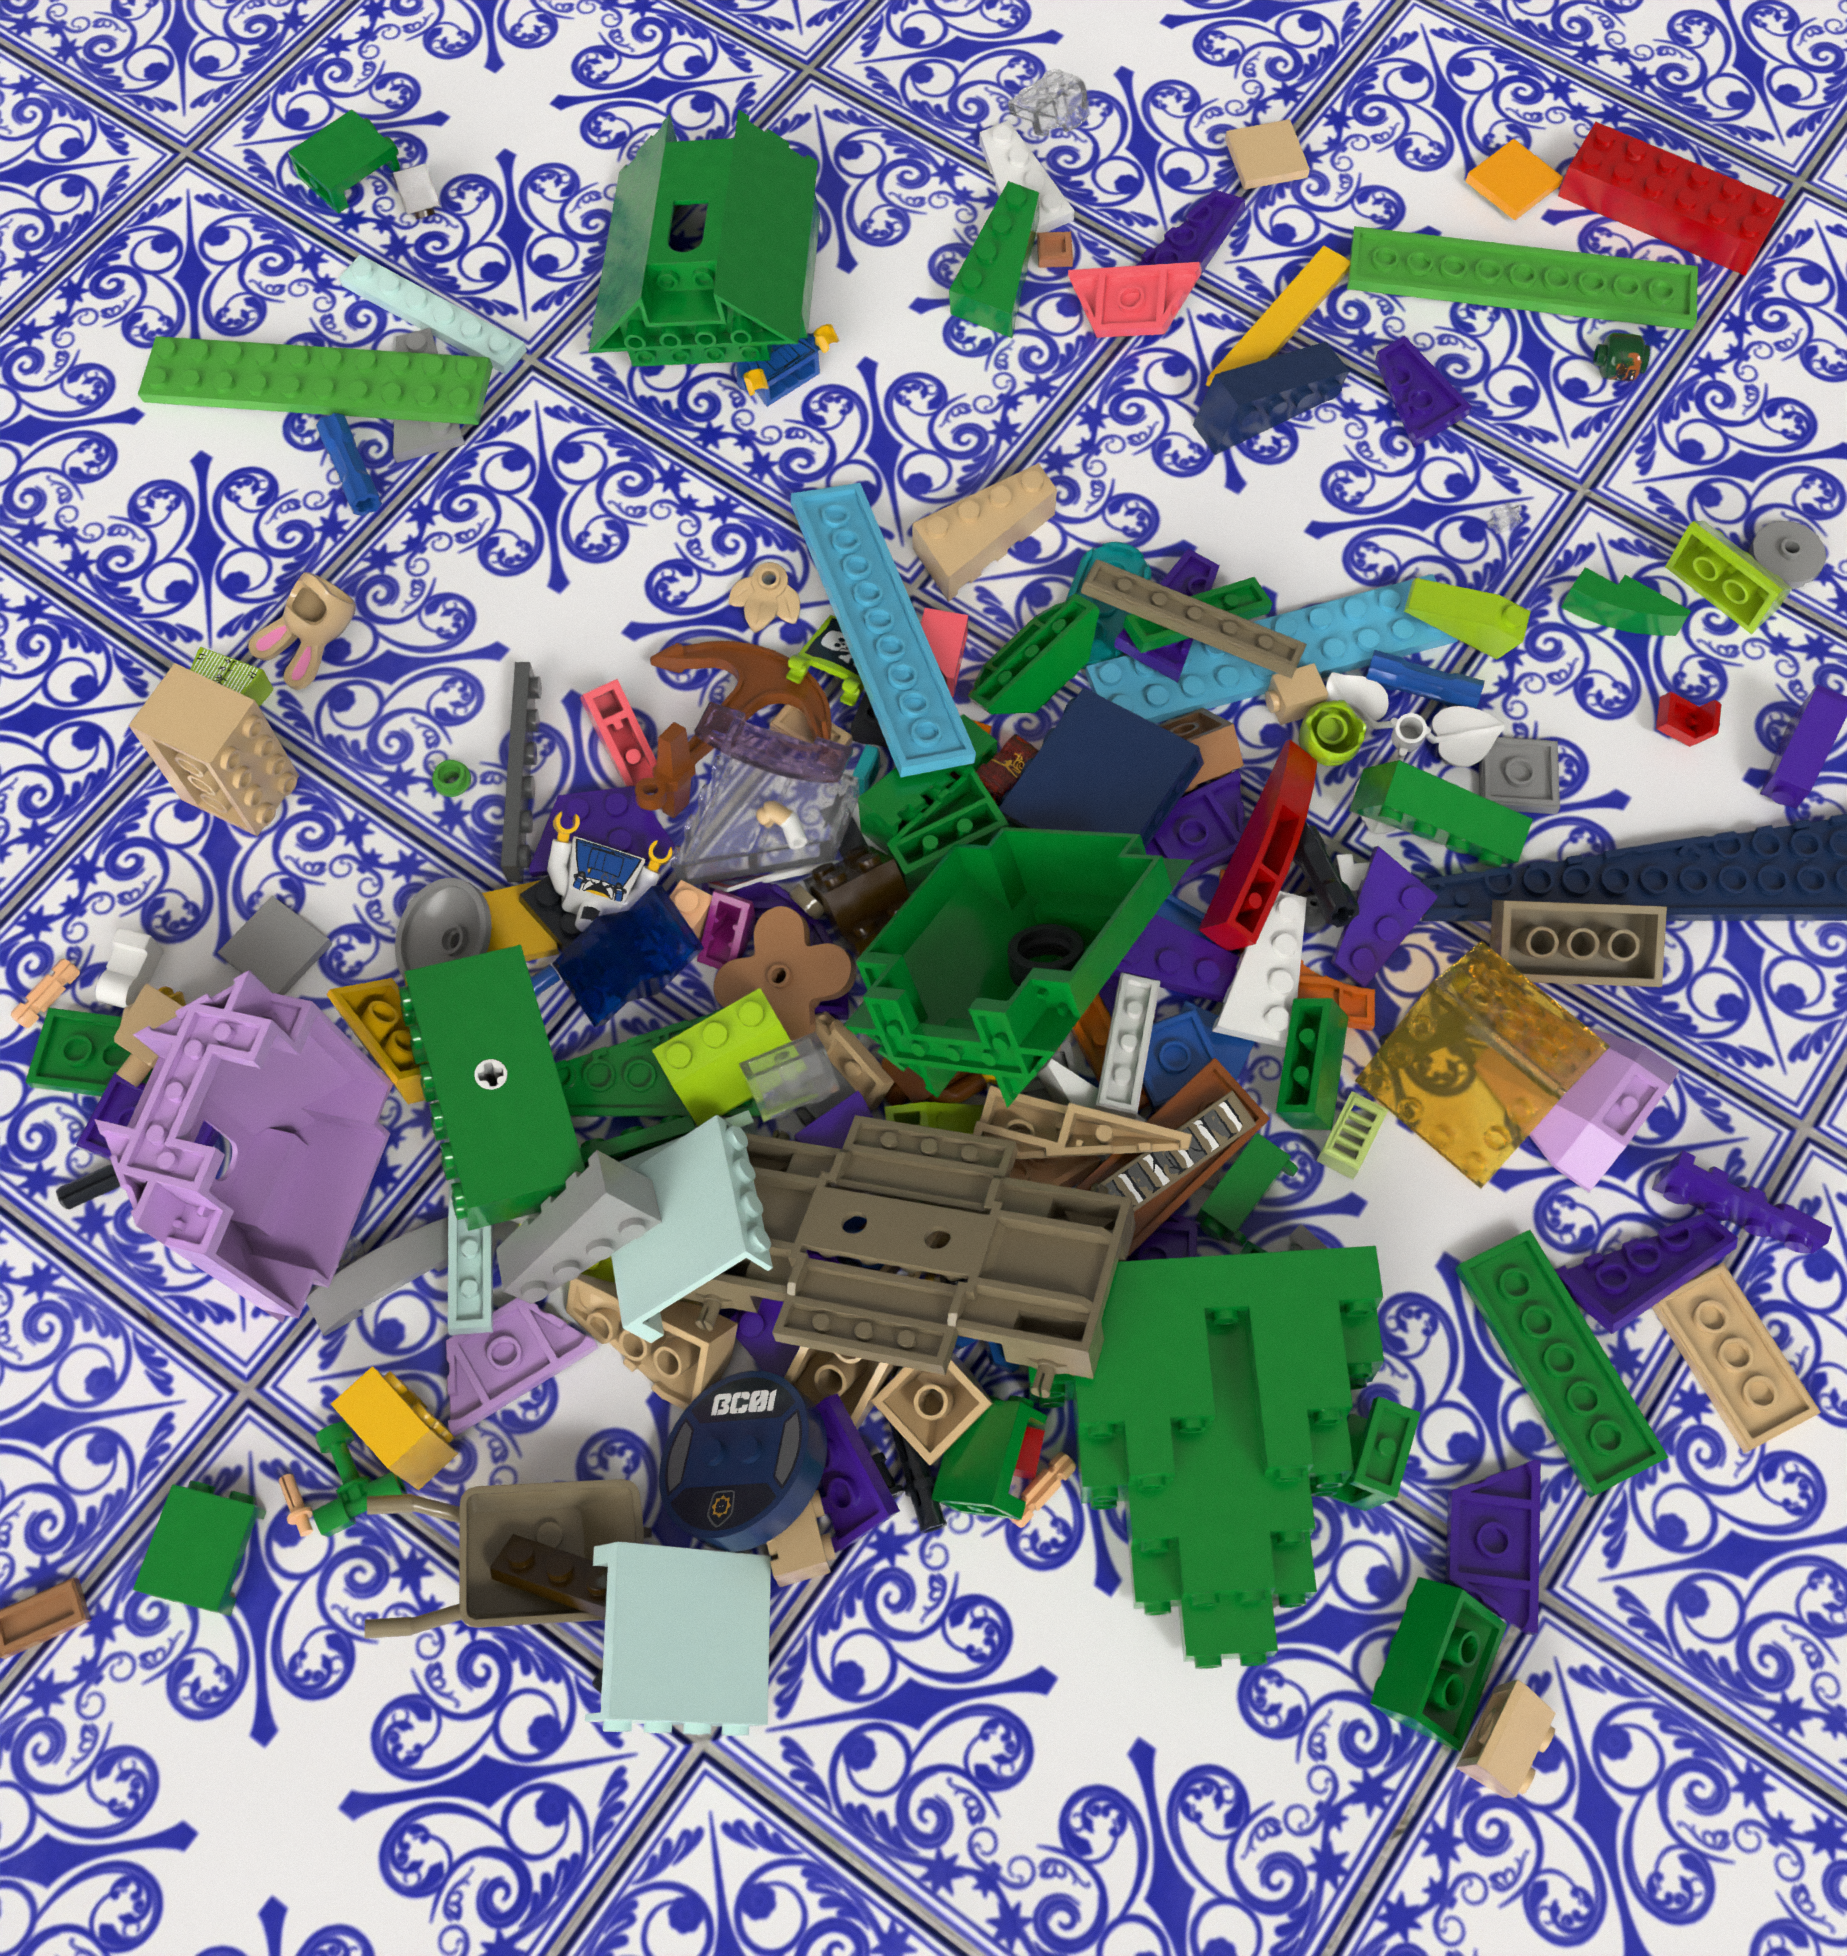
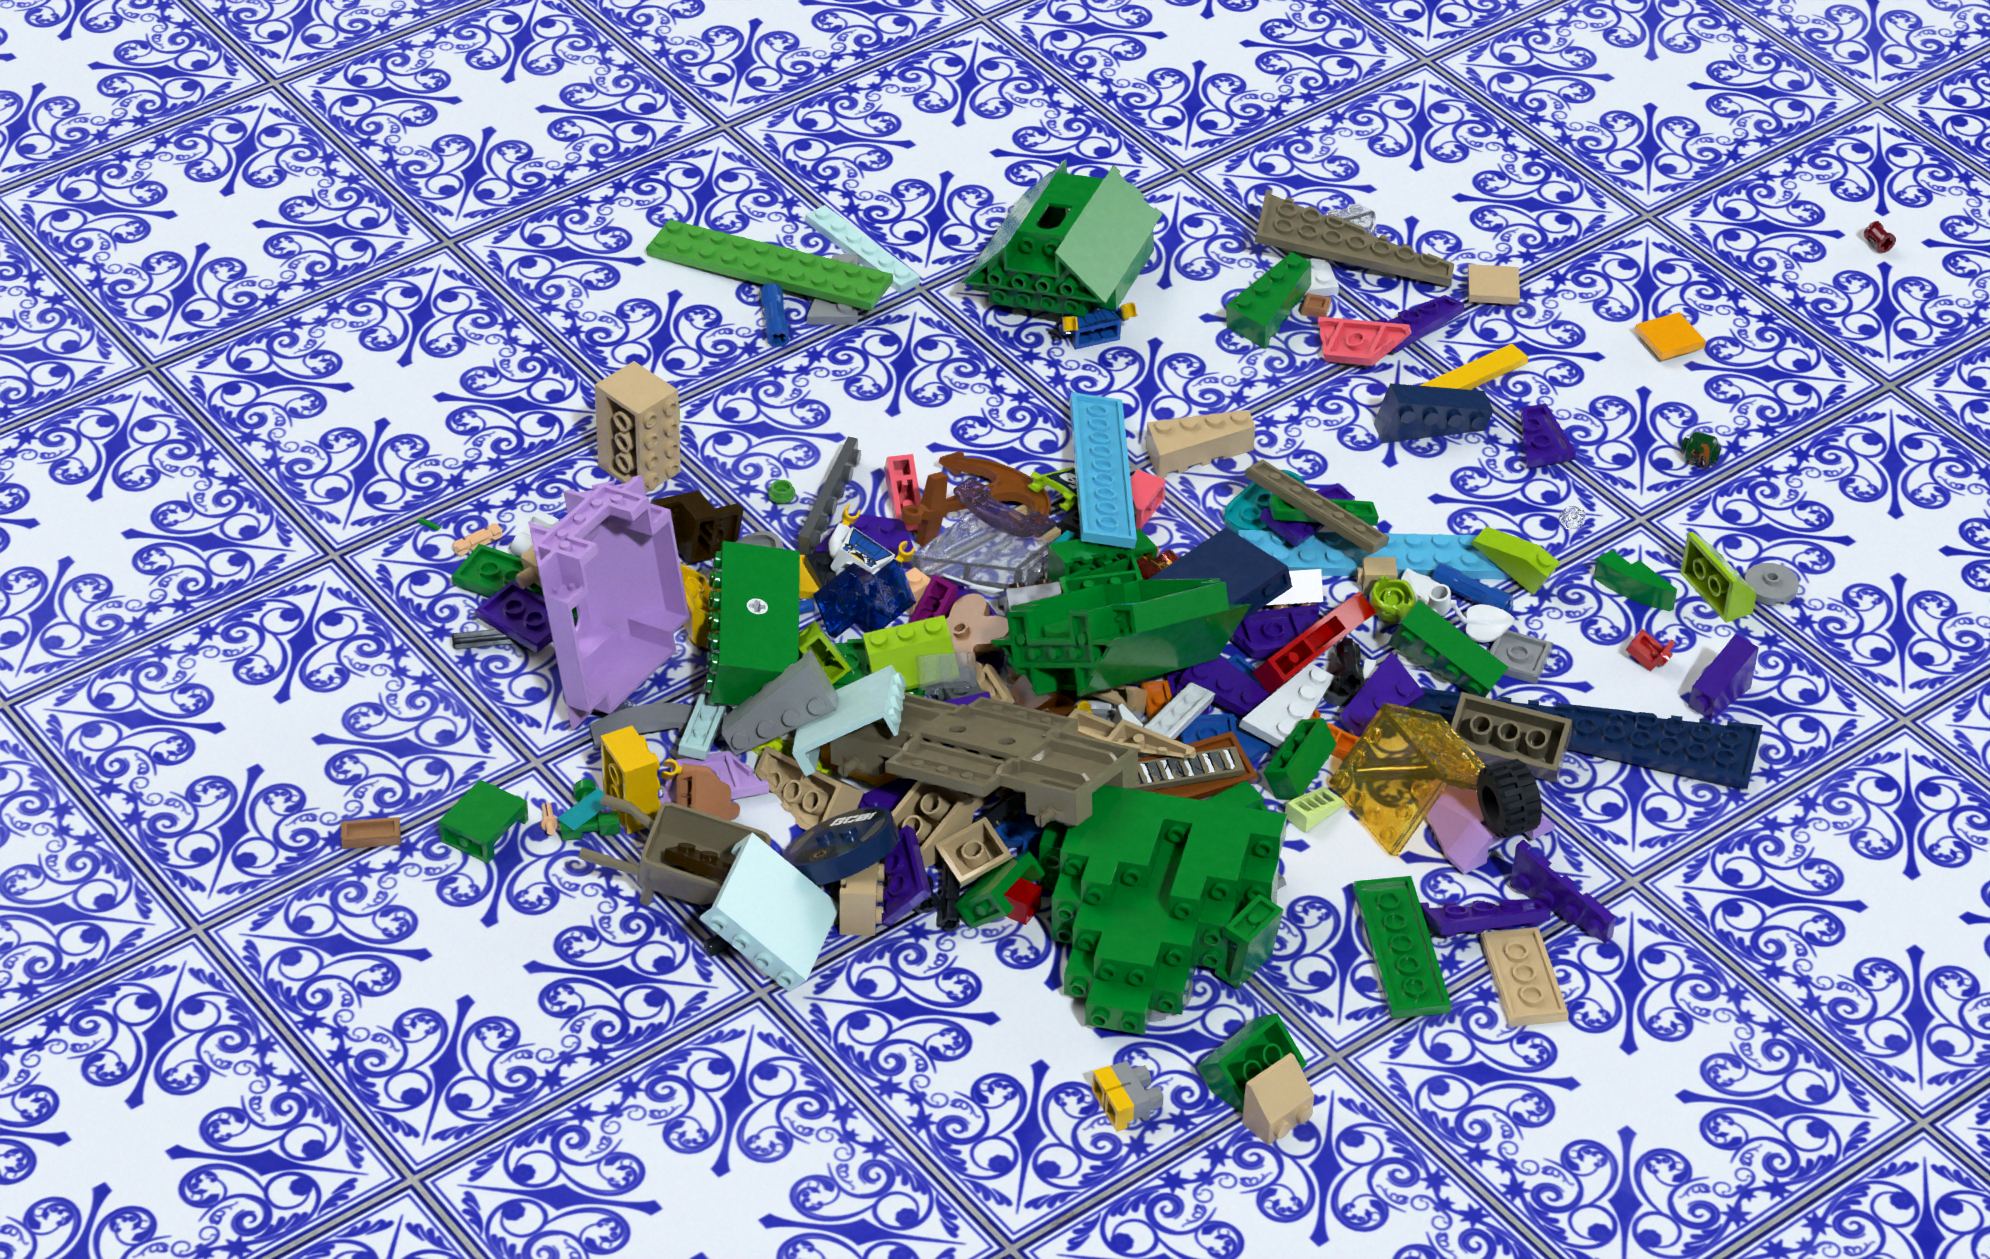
camera: 15 degrees right, 25 degrees down
(315, 615) = (723, 386): tan piece -> none
(342, 157) = (832, 147): green panel -> none
(345, 1488) = (583, 810): none -> teal sticker
(347, 896) = (700, 526): none -> dark brown bracket
(416, 190) = (876, 176): slope -> none
(511, 1426) = (701, 790): none -> nougat torso
(602, 1093) = (823, 648): none -> lime torso
(765, 601) = (1028, 447): tan plate -> none
(787, 819) = (997, 549): arm -> none
(807, 902) = (995, 603): dark tan tile -> none
(1038, 659) = (1206, 515): green wedge -> none
(1043, 137) = (1333, 238): none -> dark tan wing
(1045, 1485) = (1027, 926): light nougat axle -> none
(1303, 1801) = (1123, 1093): none -> hips
(1497, 1543) = (1318, 1019): dark purple wing -> none
(1523, 278) = (1650, 392): bright green plate -> none
(1653, 1097) = (1509, 798): none -> black tyre
(1670, 198) = (1780, 369): red brick -> none

